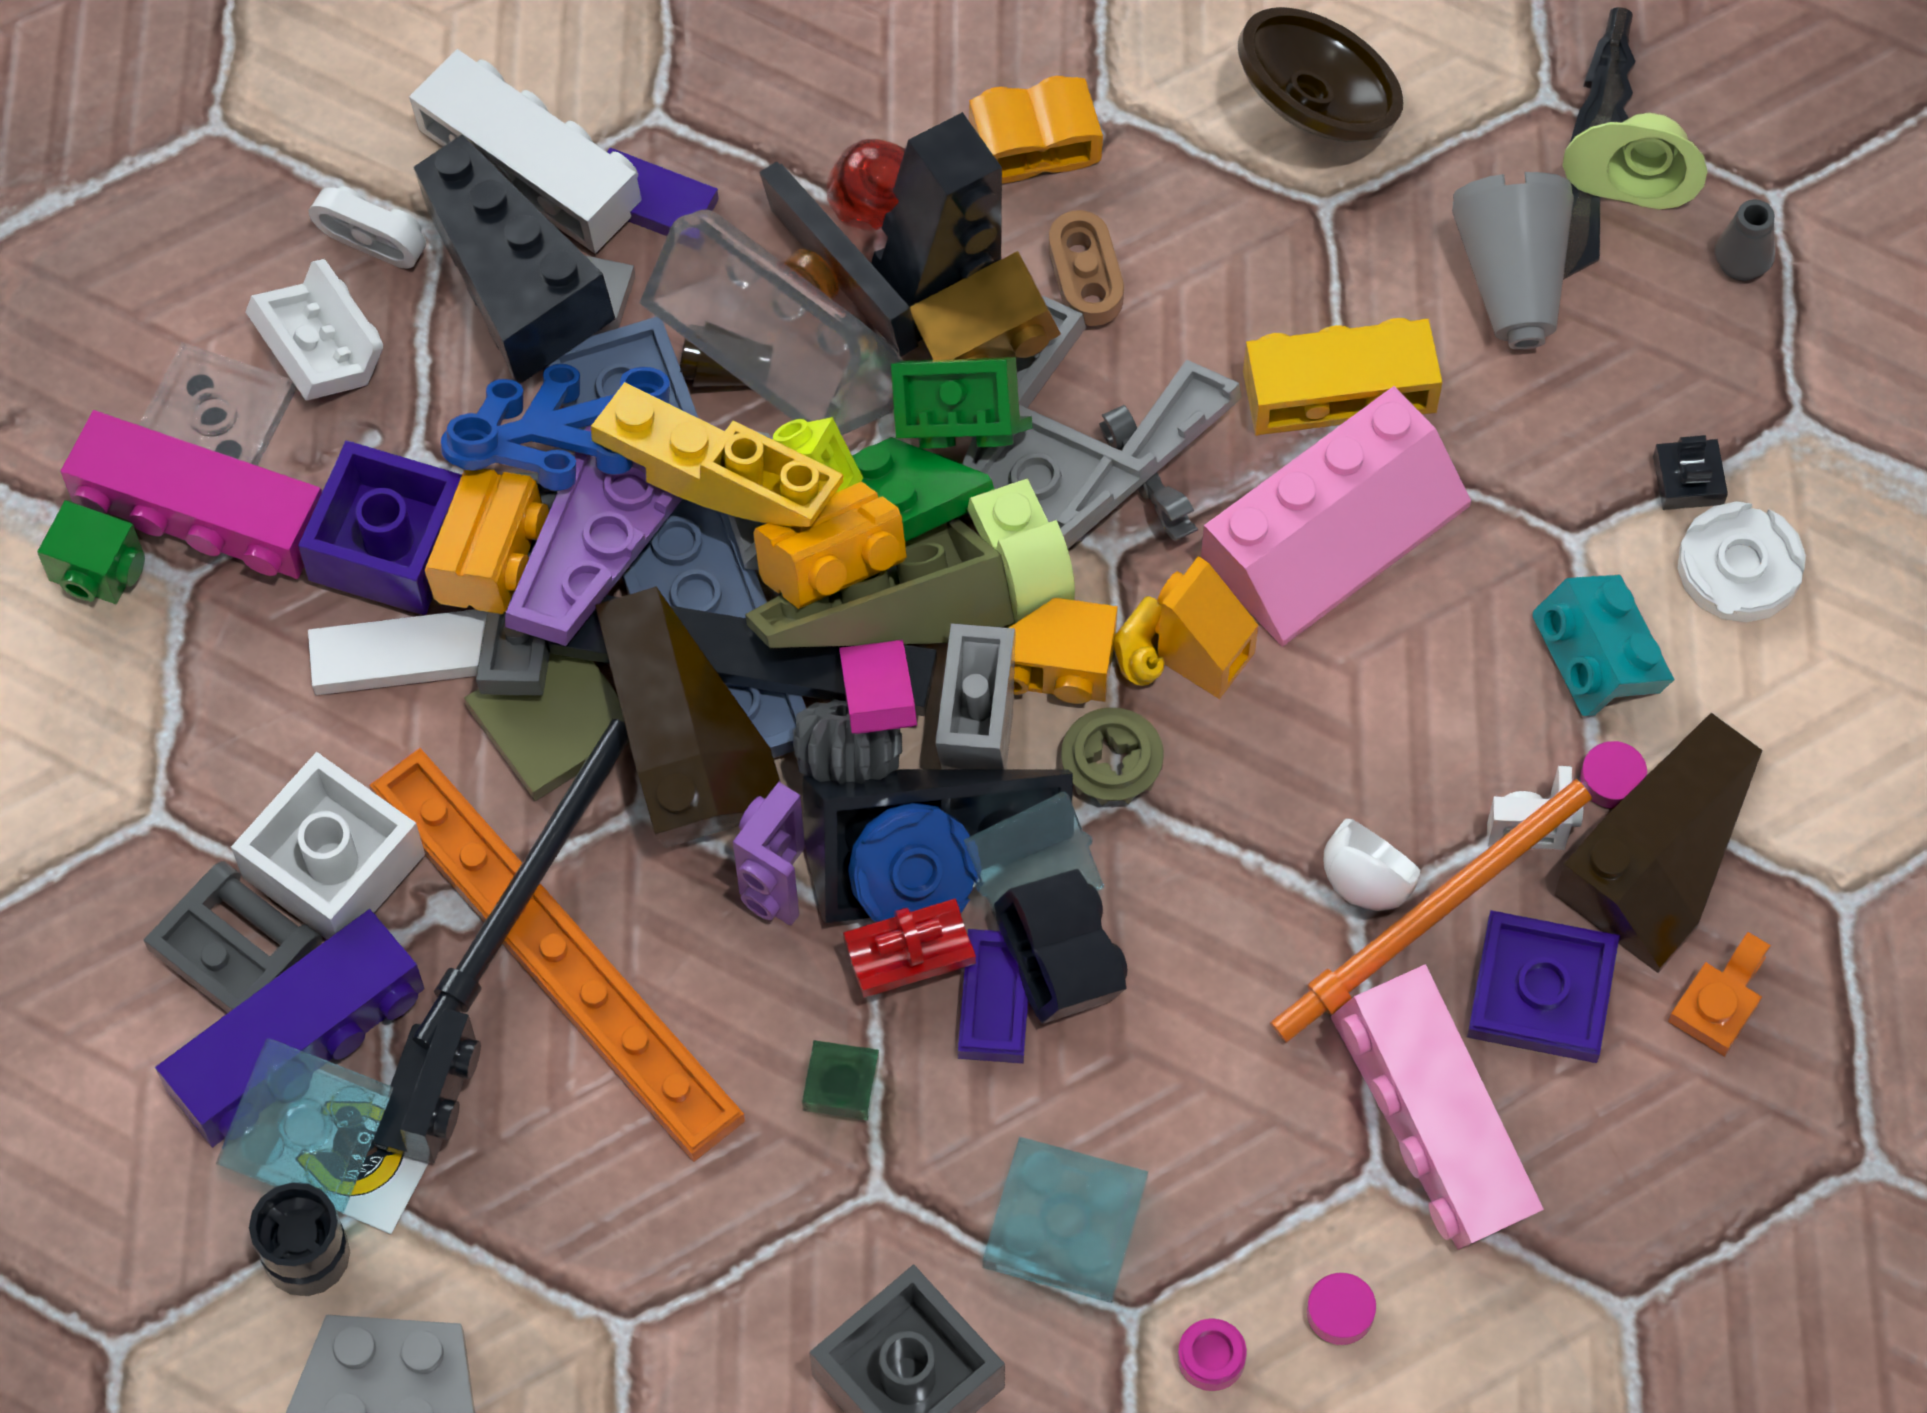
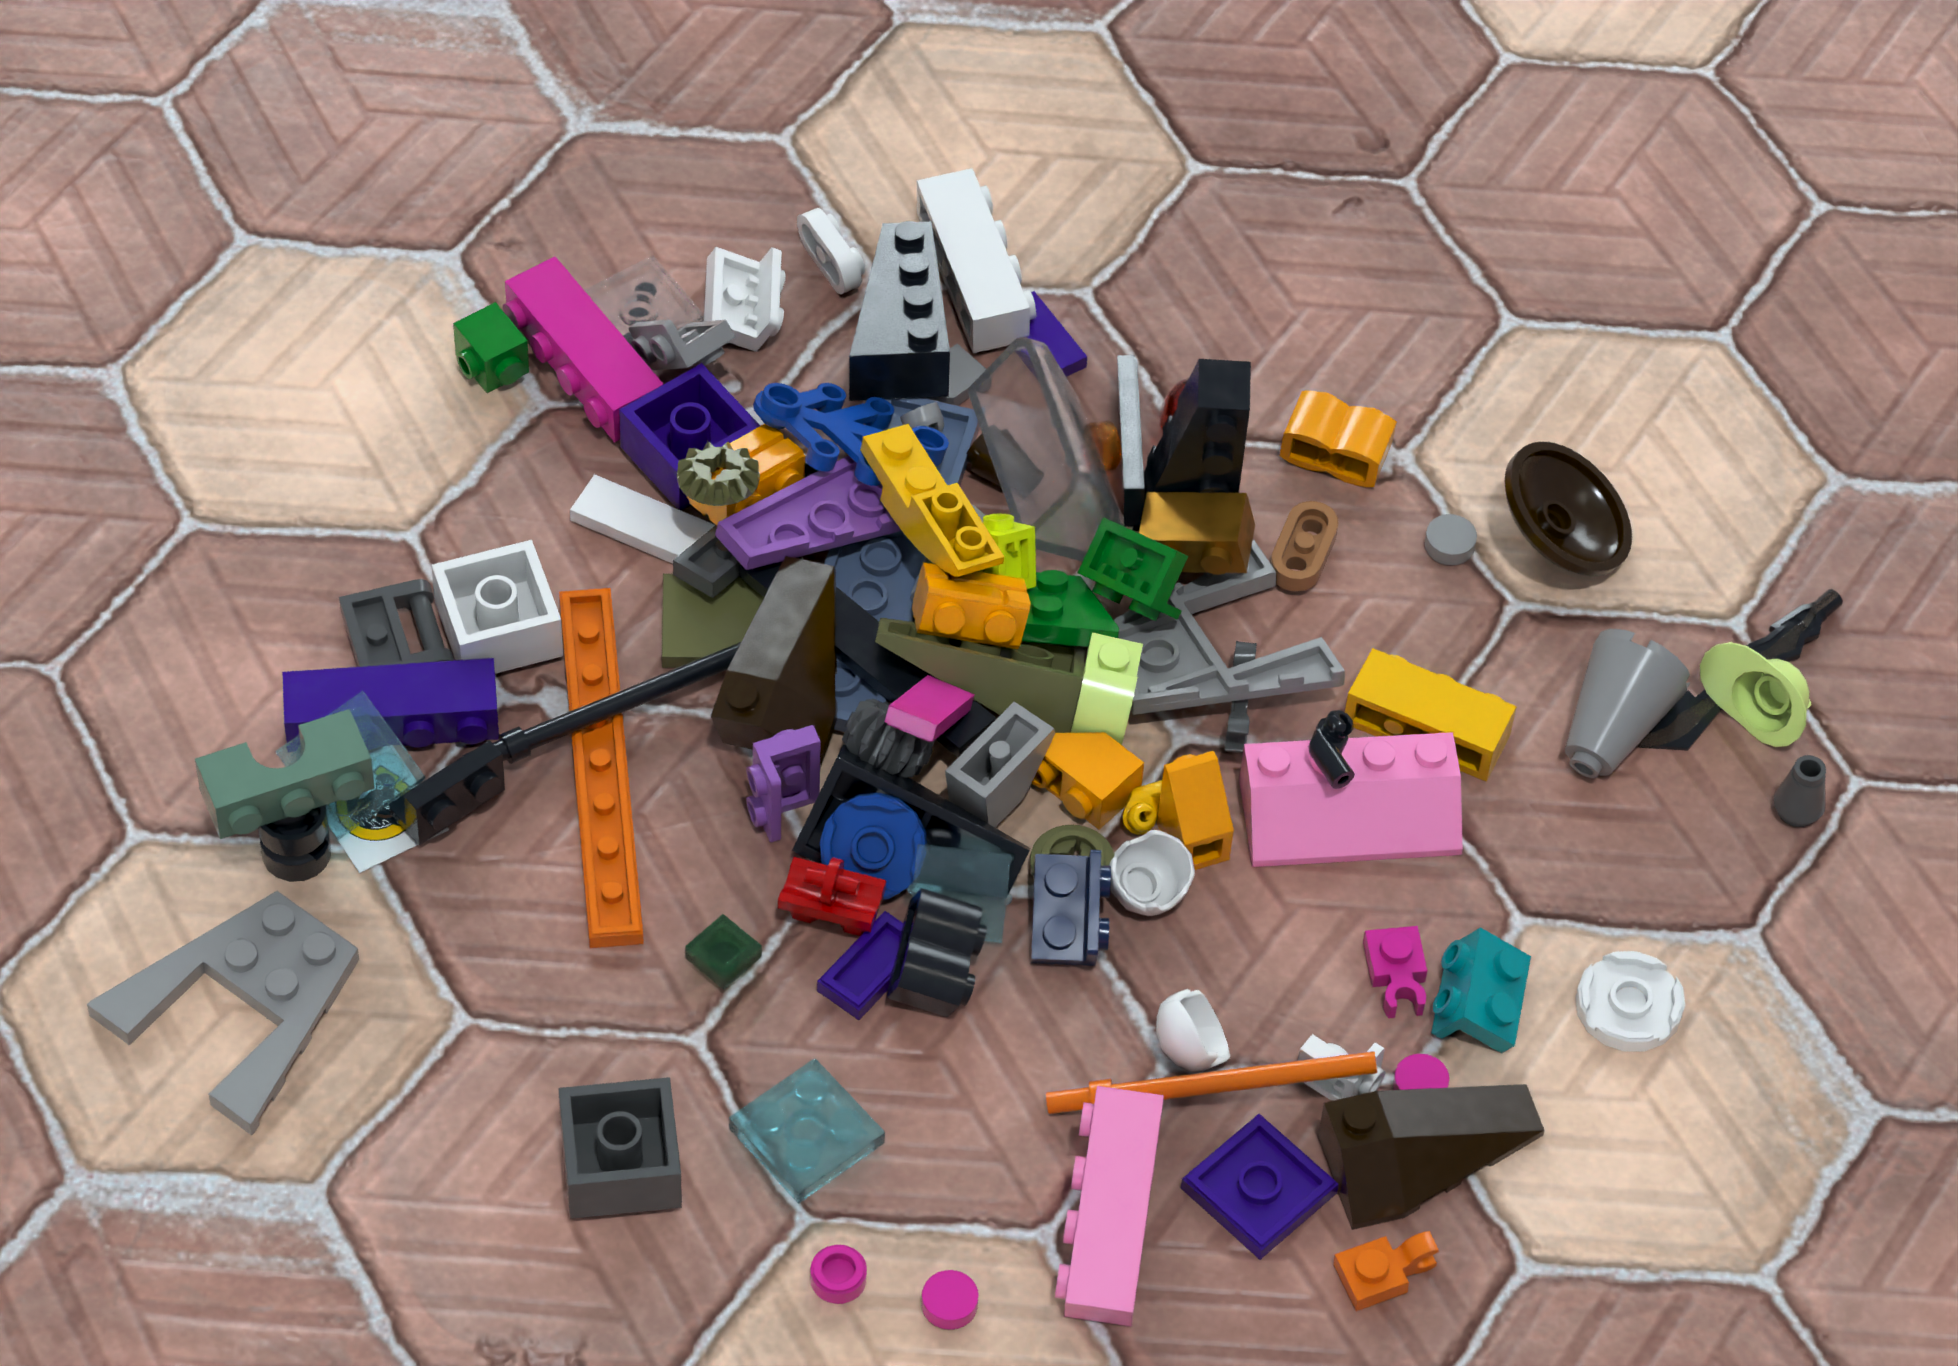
camera: 30 degrees right, 10 degrees down
(240, 1242) = (249, 795): none -> sand green arch
(302, 427) = (670, 348): none -> light grey bracket
(454, 581) = (733, 483): none -> olive gear
(615, 362) = (926, 415): none -> light grey hinge
(1154, 810) = (1068, 907): none -> dark blue bracket
(1206, 720) = (1151, 873): none -> white hair
(1218, 173) = (1450, 539): none -> light grey tile
(1297, 481) = (1327, 748): none -> black arm
(1500, 661) = (1397, 961): none -> dark pink plate
(1690, 473) = (1638, 921): black tile -> none

